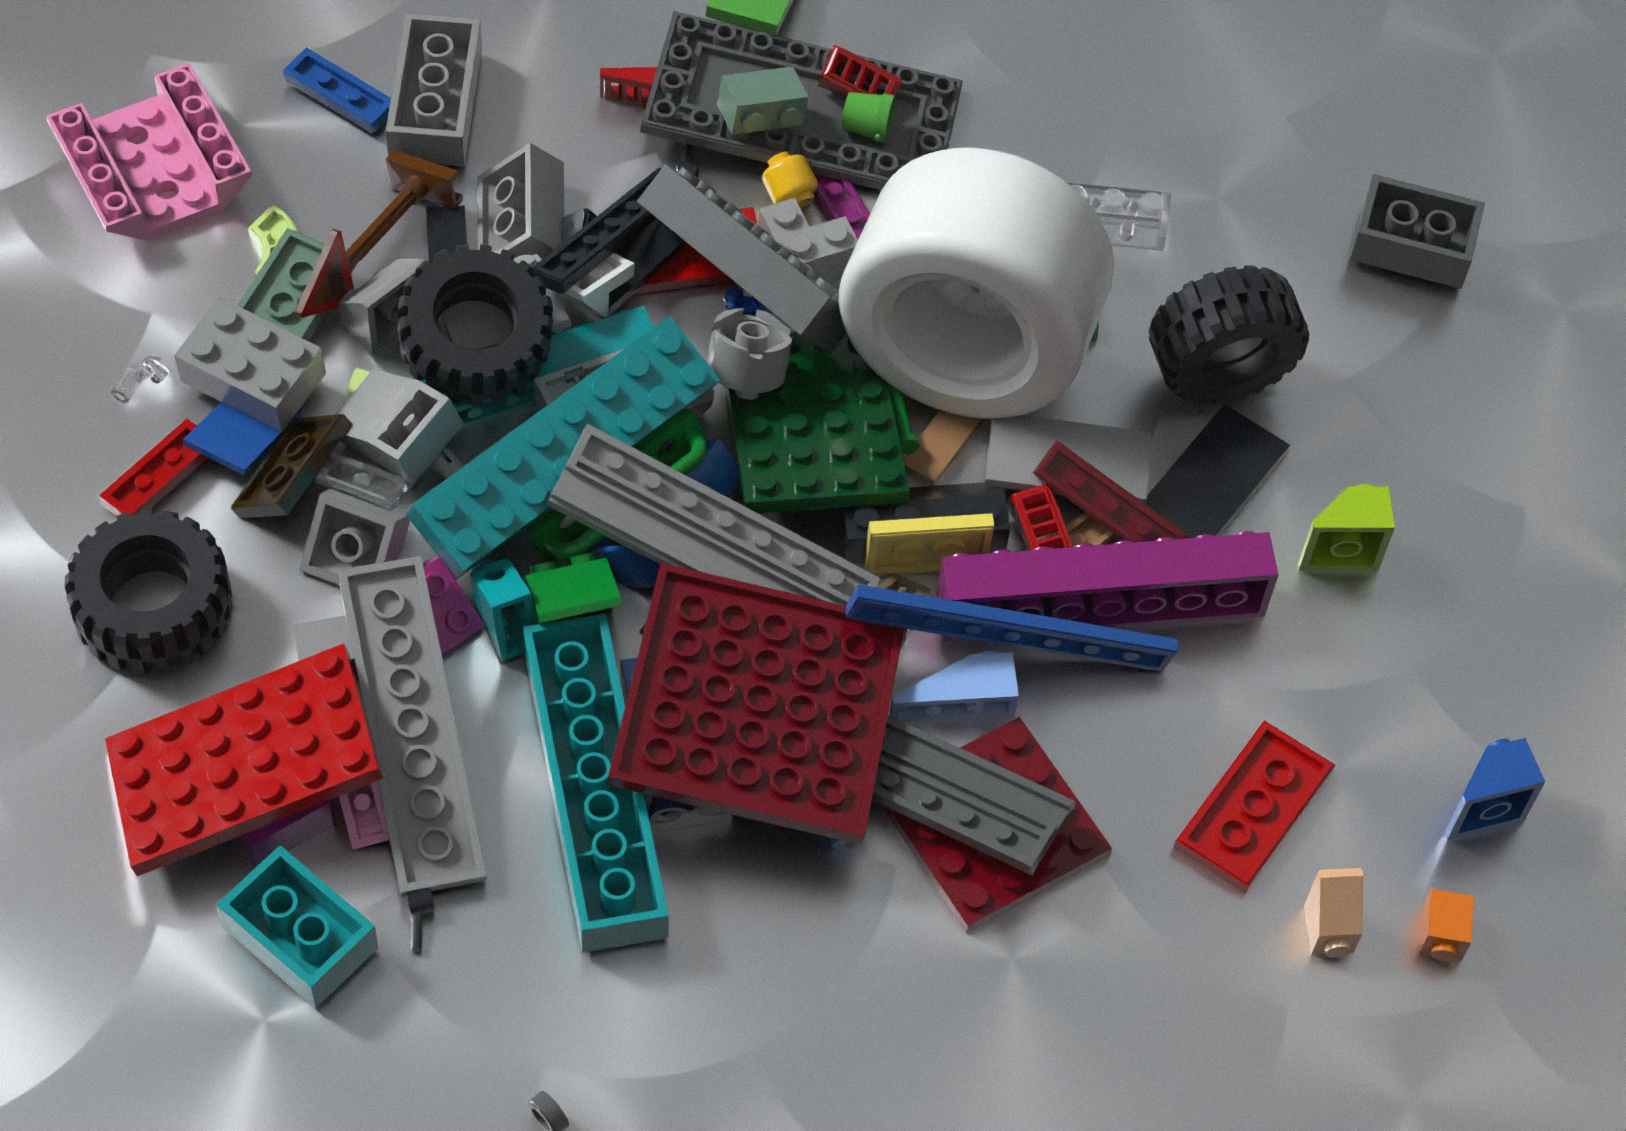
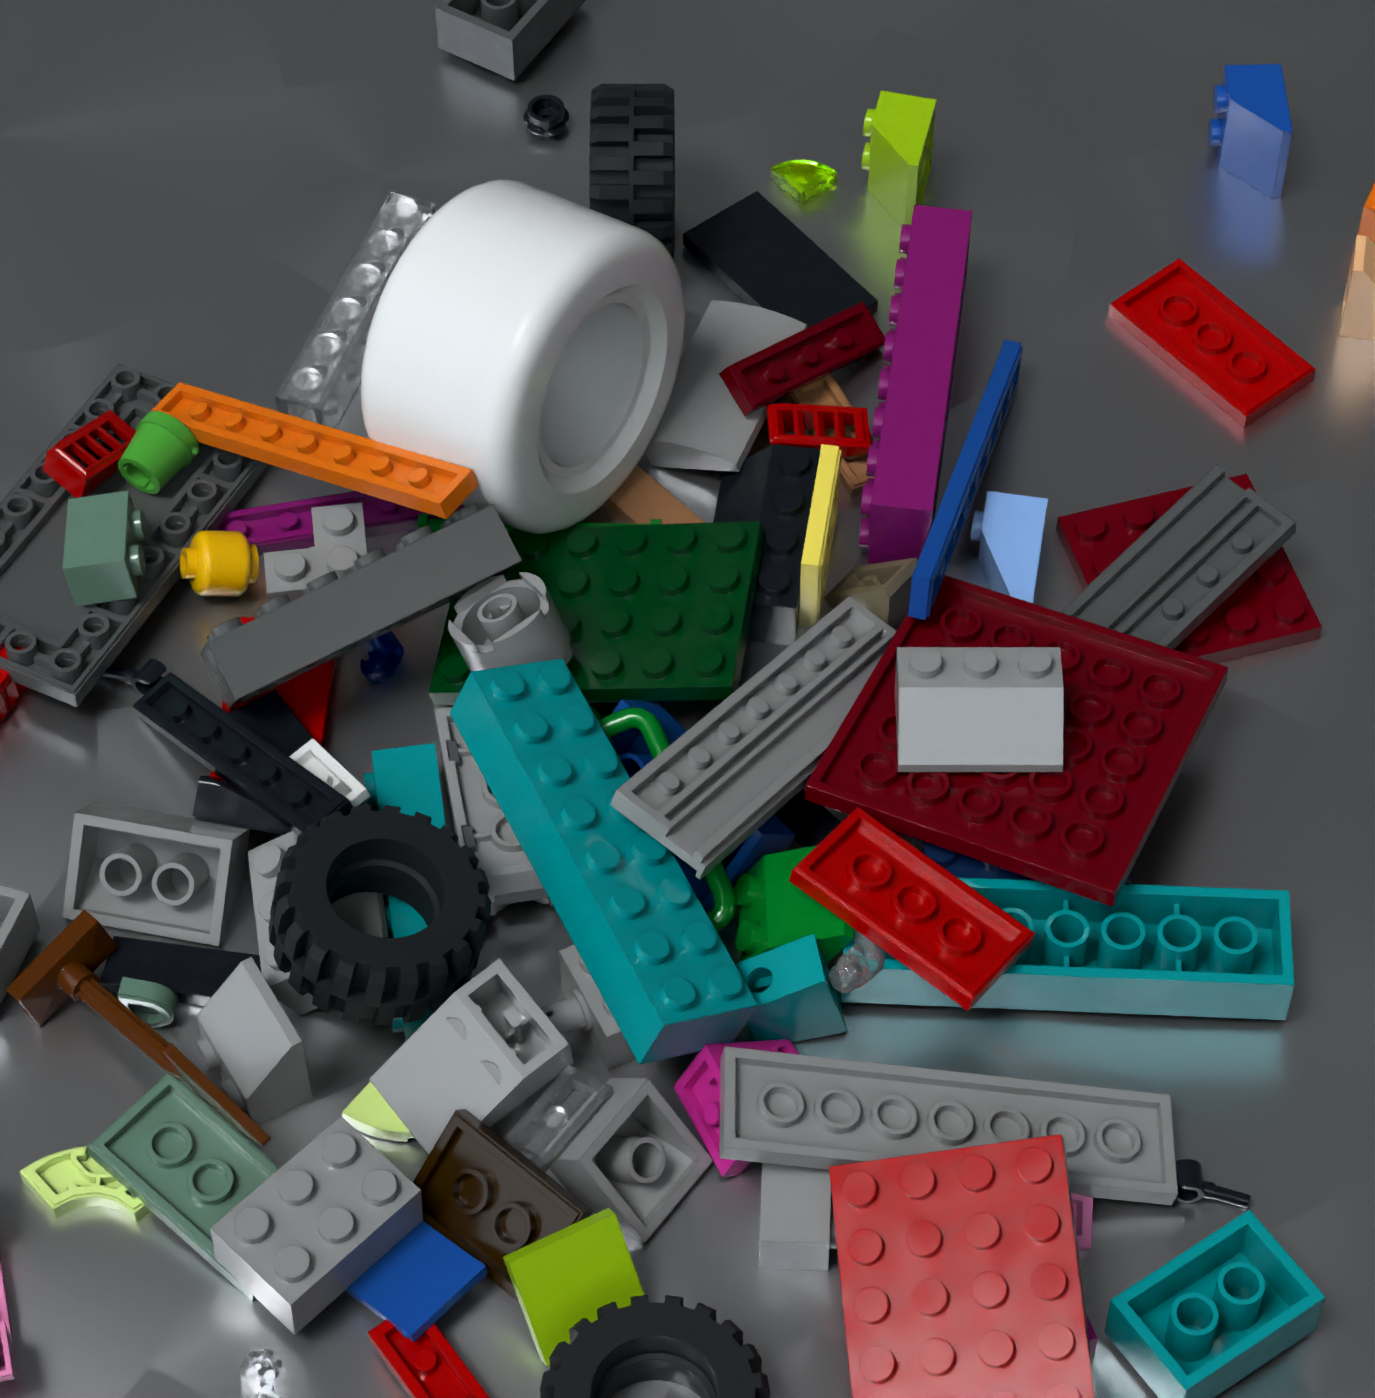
camera: 70 degrees left, 5 degrees down
(241, 523) = (572, 1277): none -> lime tile
(412, 234) = (149, 1001): none -> sand green tile
(527, 635) = (857, 965): none -> clear arm
(571, 653) = (912, 908): none -> red tile
(751, 657) = (979, 709): none -> light grey slope
(892, 150) = (321, 451): none -> orange plate
(1317, 280) = (546, 116): none -> black plate
(1320, 477) = (803, 178): none -> clear neon green tile

